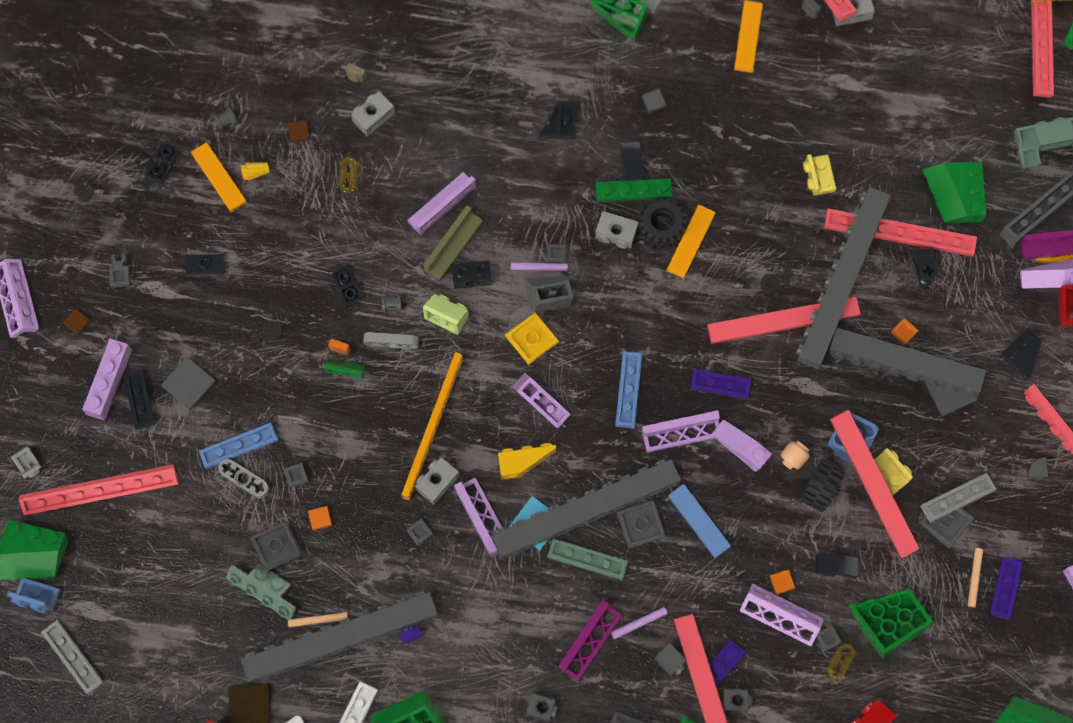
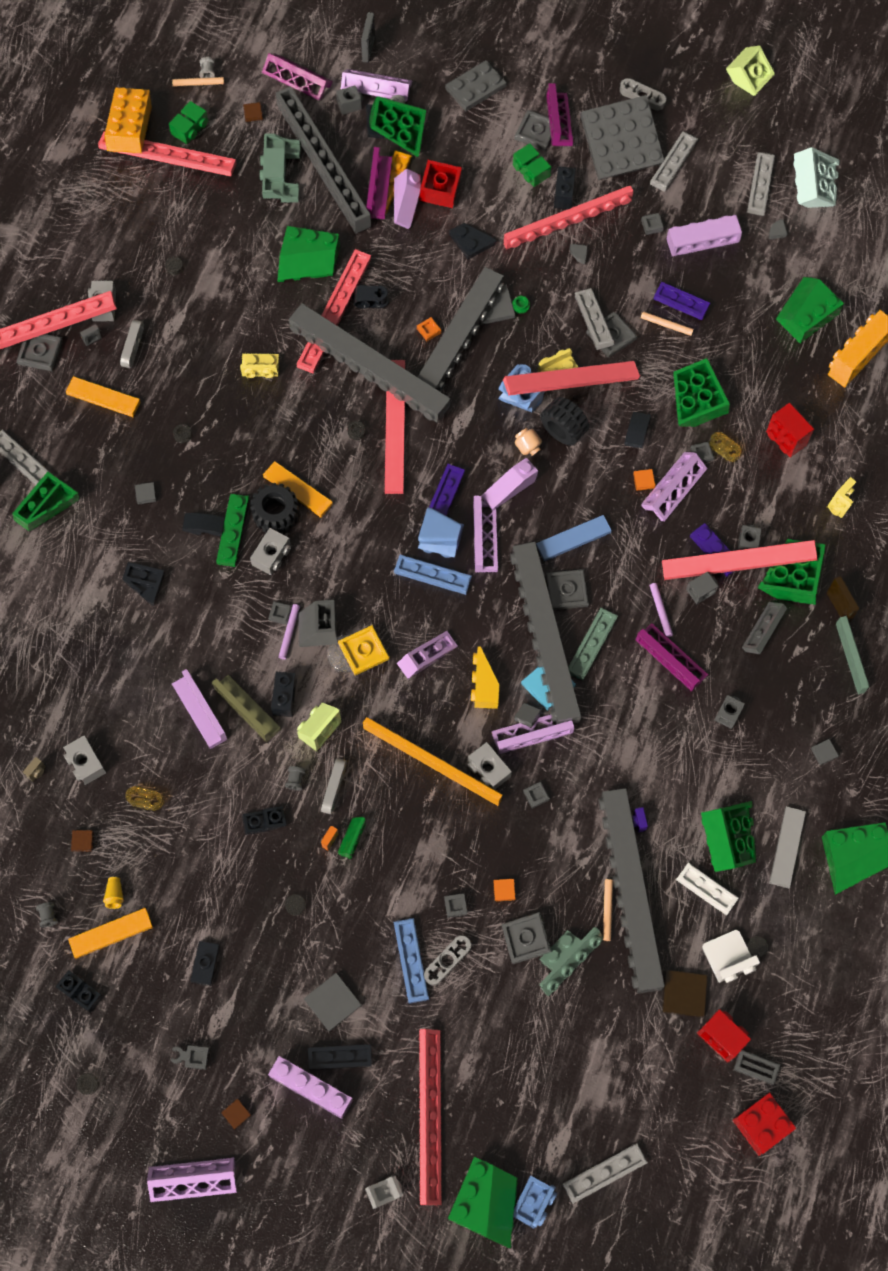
camera: 80 degrees left, 5 degrees down
(497, 508) = (527, 715): none -> dark grey tile
(670, 386) = (440, 534): none -> medium blue piece
(811, 48) = (132, 344): none -> light grey beam
(957, 419) = (521, 304): none -> green plate

